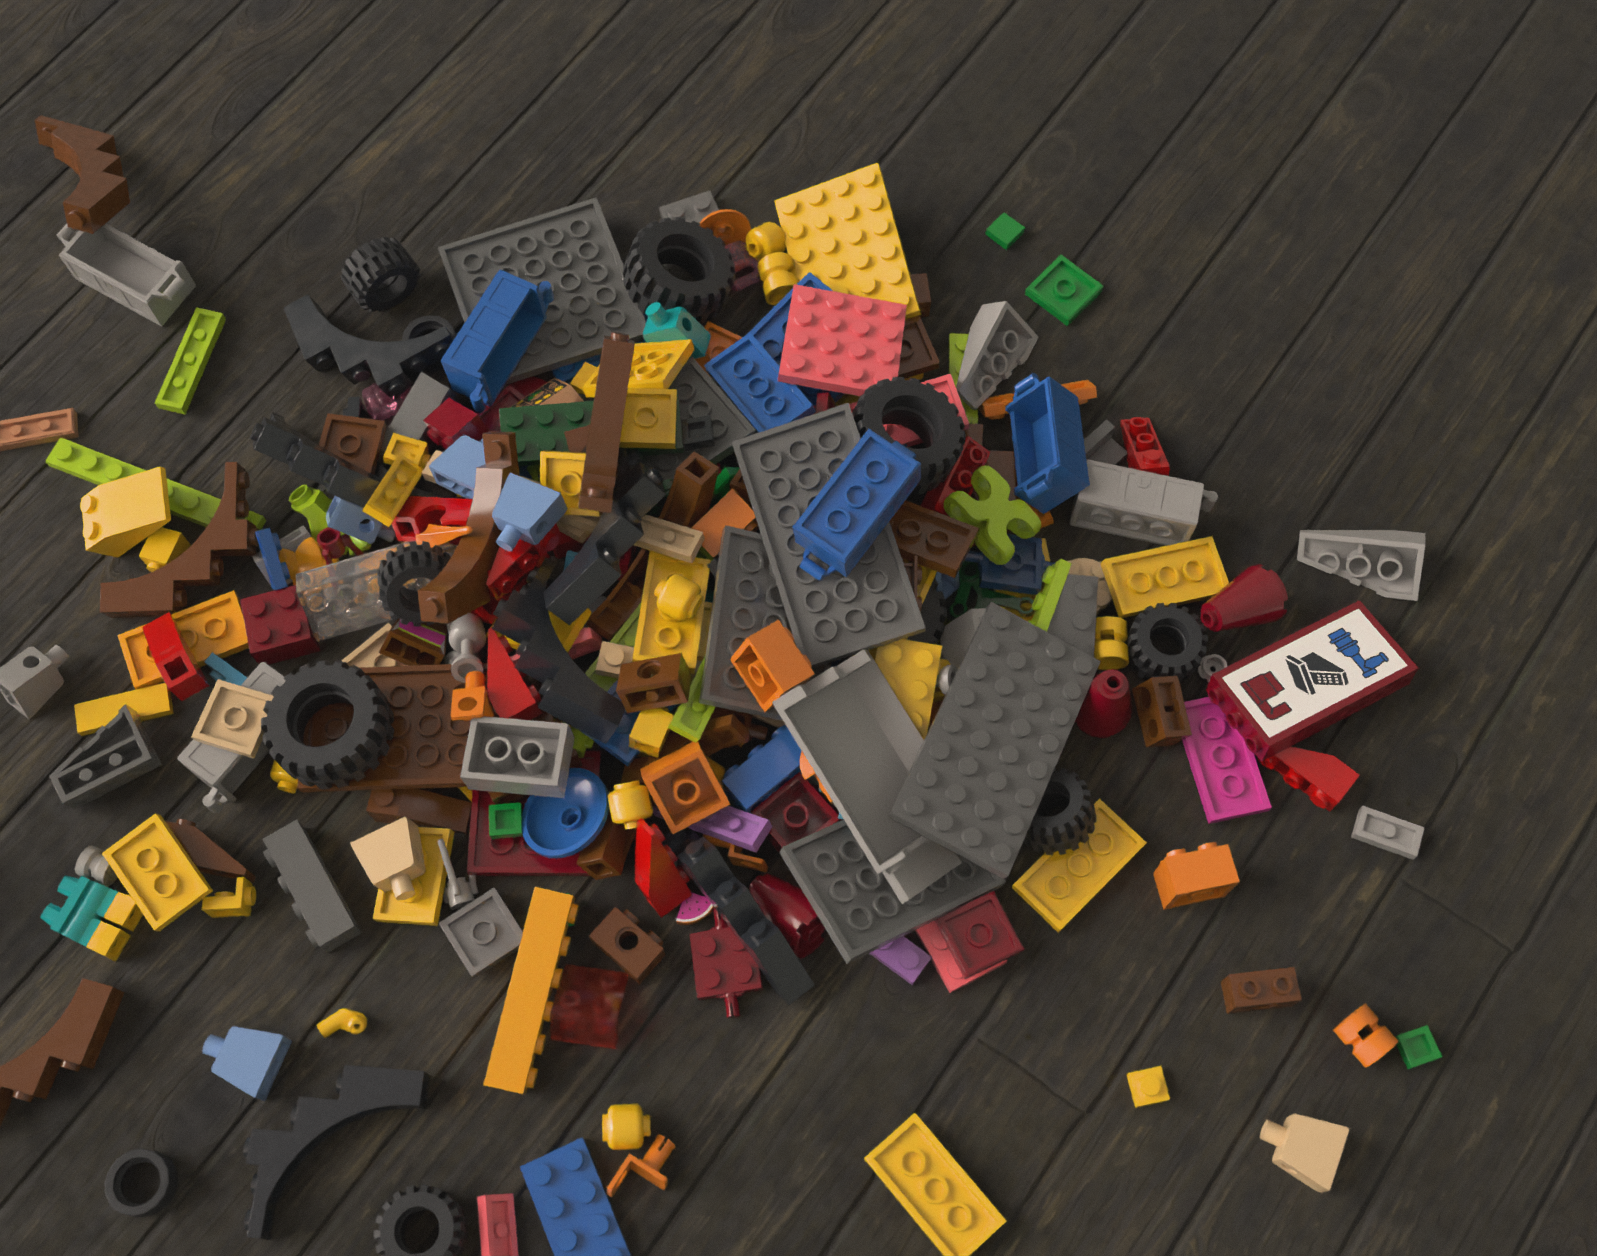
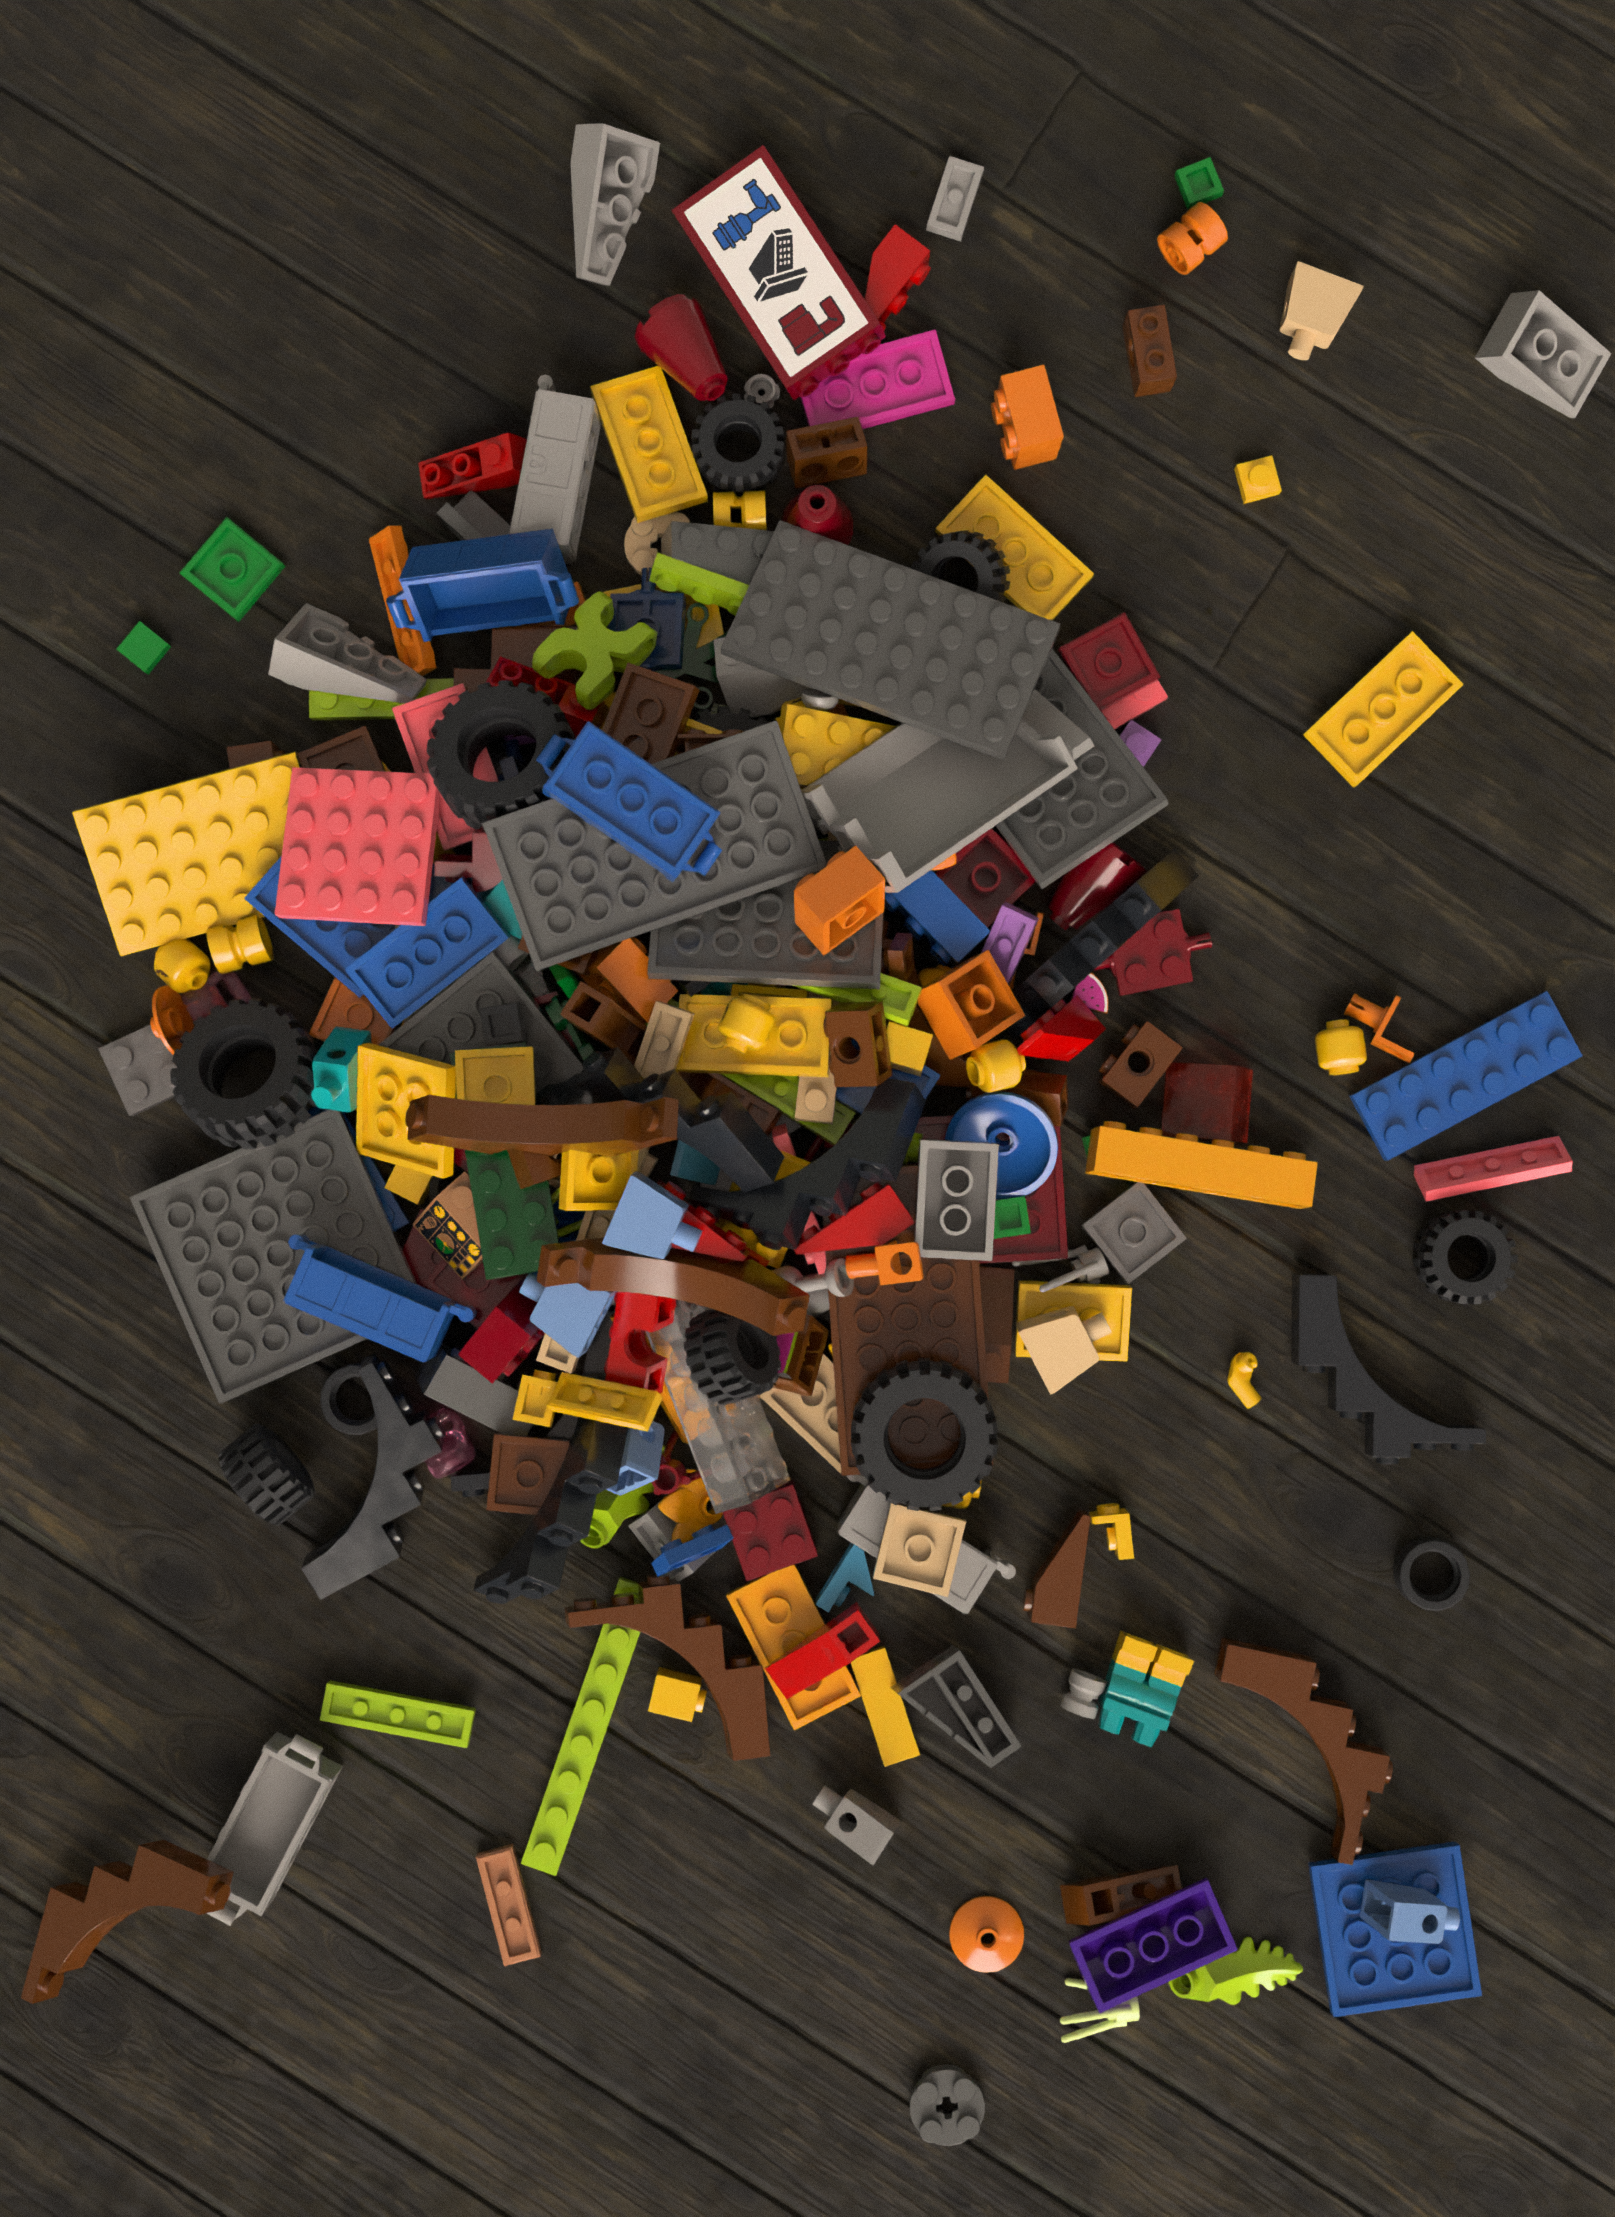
camera: 95 degrees left, 20 degrees up
(125, 512) = (633, 1748): yellow slope -> none
(157, 872) = (1097, 1616): yellow plate -> none
(248, 1058) = (1292, 1479): medium blue torso -> none
(311, 887) = (1092, 1439): dark grey brick -> none
(439, 535) = (671, 1333): orange piece -> none

